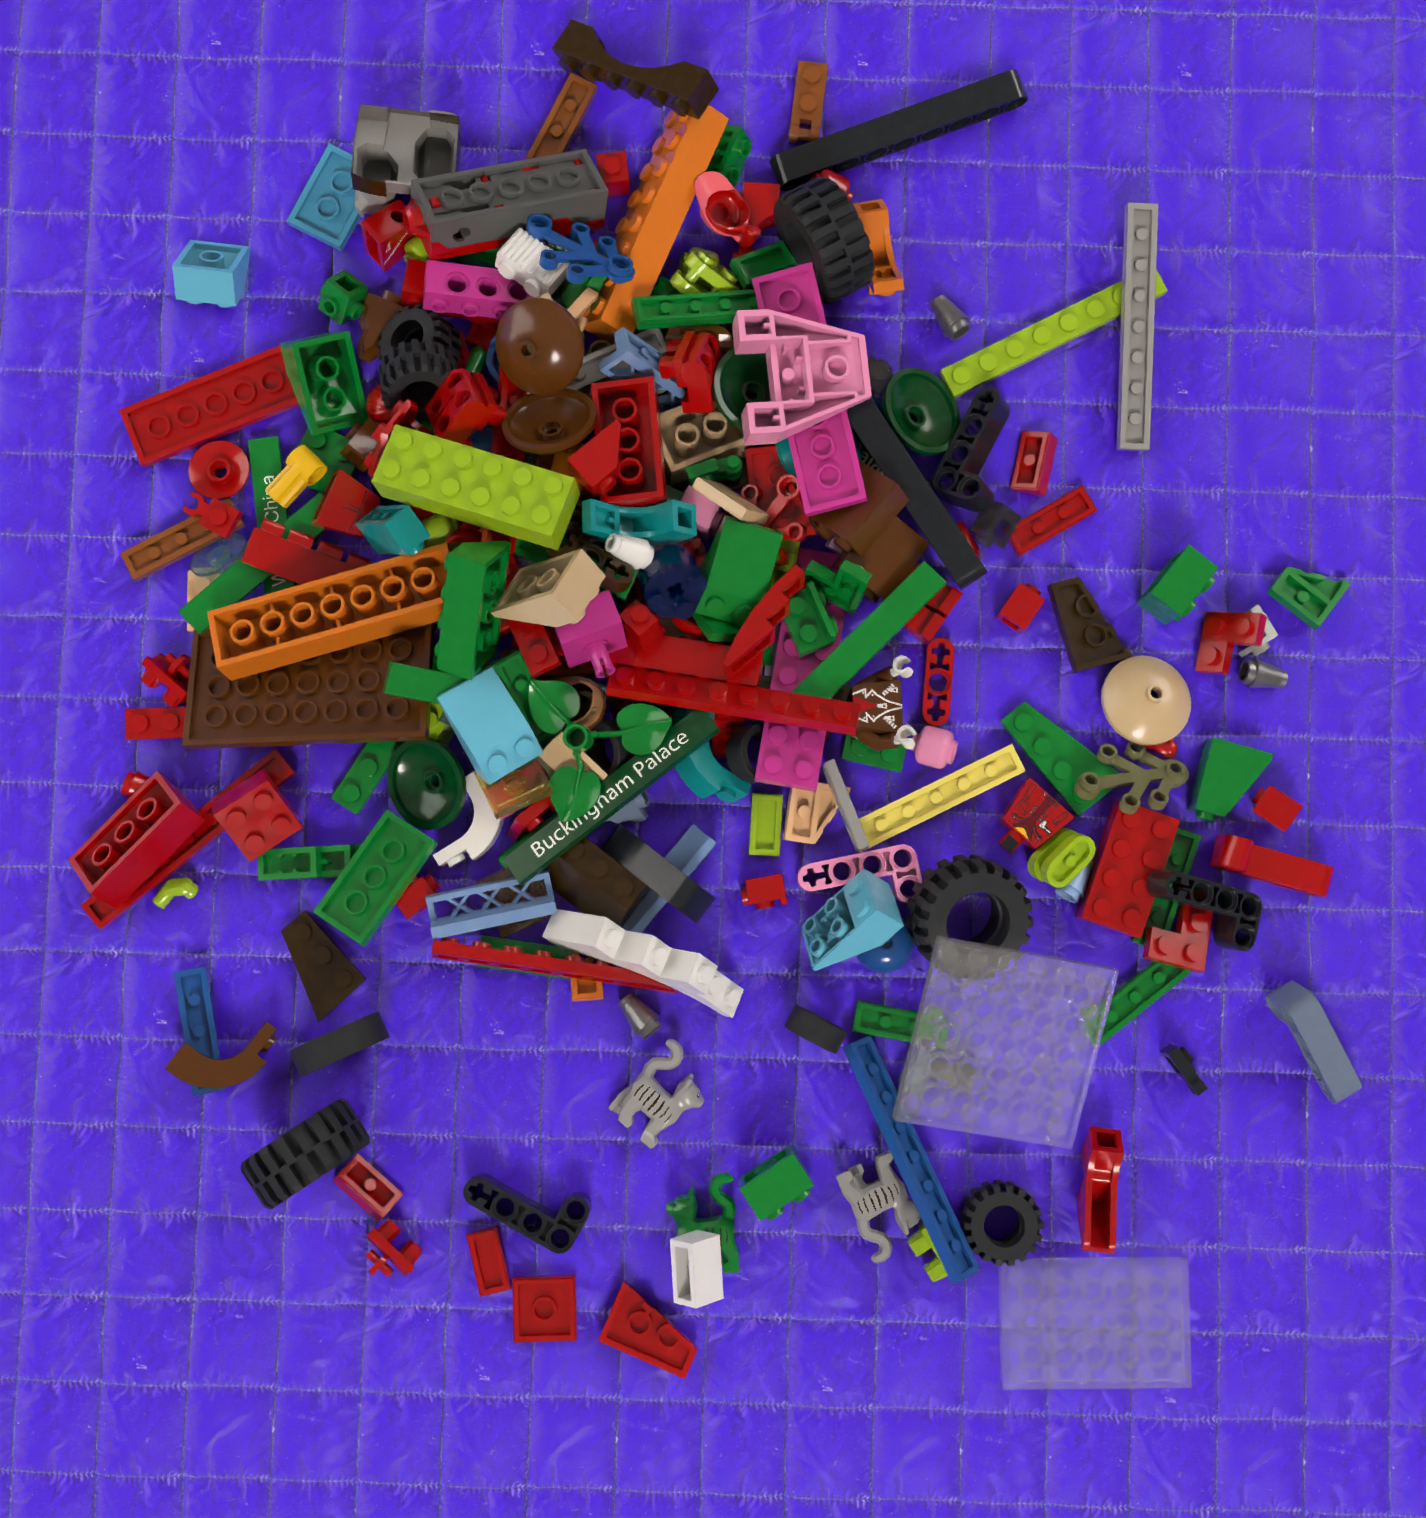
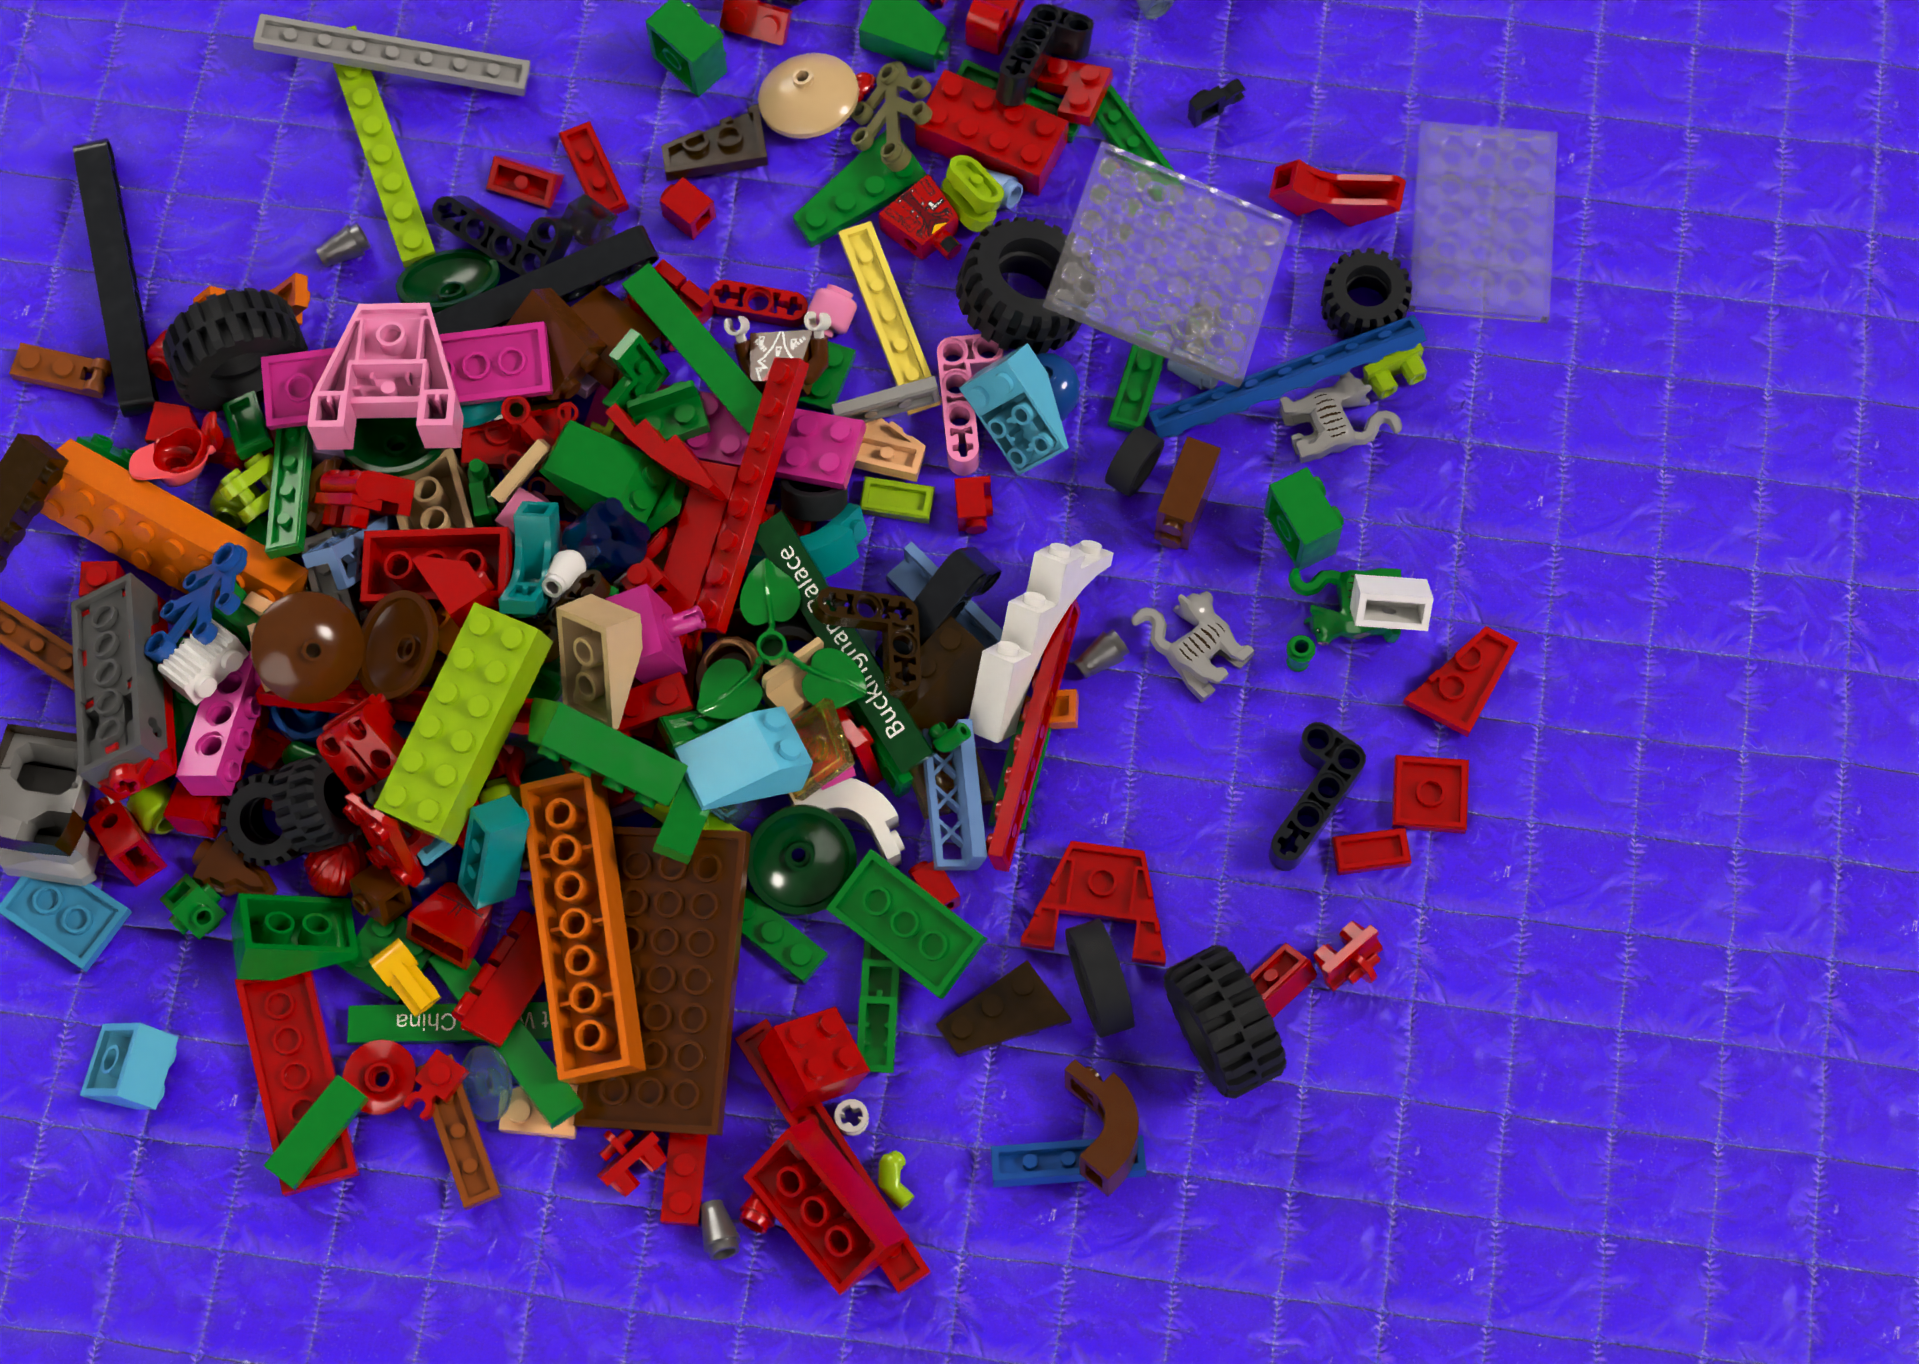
camera: 80 degrees left, 15 degrees down
(120, 756) = (719, 1232): none -> flat silver cone
(166, 427) = (316, 1132): none -> green tile
(213, 849) = (855, 1107): none -> white bush
(435, 1035) = (1100, 885): none -> red wing
(536, 892) = (948, 740): none -> green arm
(623, 836) = (890, 626): none -> dark brown beam
(648, 1192) = (1300, 652): none -> green pin
(788, 1078) = (1187, 493): none -> reddish brown brick

